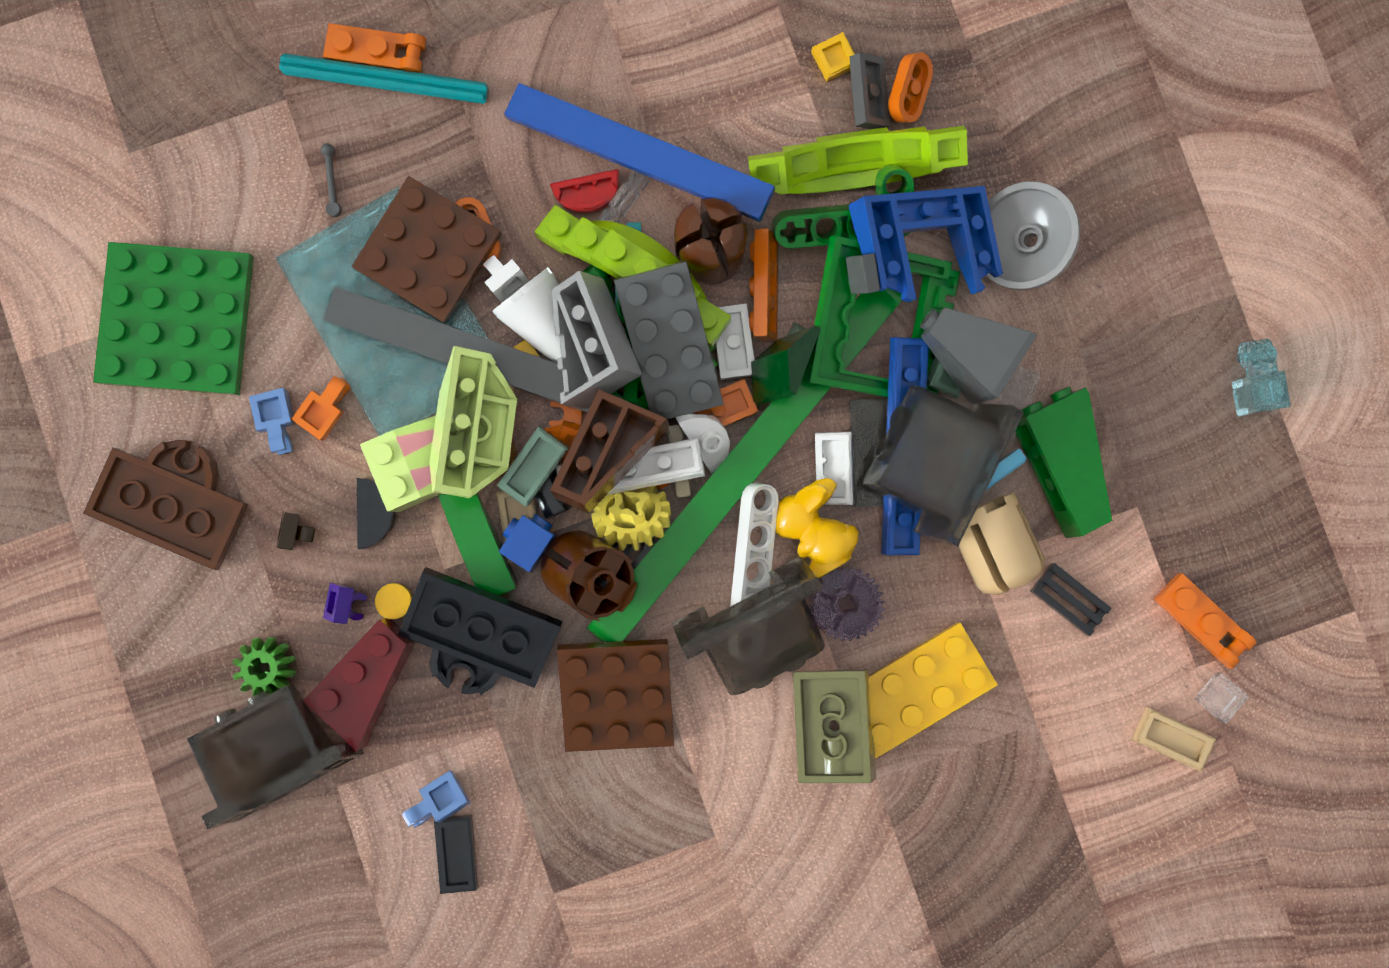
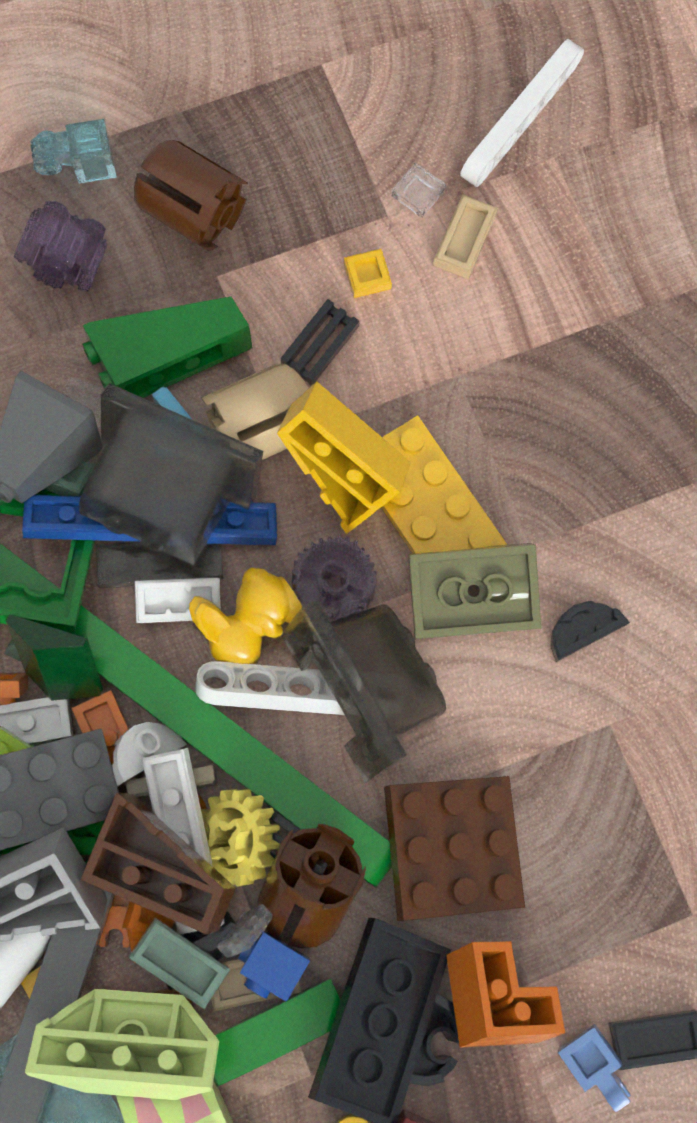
camera: 100 degrees left, 10 degrees down
(489, 718) = (490, 1003): none -> orange brick
(554, 520) = (245, 931): none -> clear tile
(801, 821) = (583, 626): none -> black tile
(955, 616) = (343, 455): none -> yellow wedge
(1137, 645) = (367, 273): none -> yellow tile
(1162, 368) = (62, 246): none -> clear purple brick
(1204, 620) = (336, 207): orange plate -> none
(1216, 483) = (189, 193): none -> reddish brown cylinder
(1301, 803) = (522, 113): none -> white beam

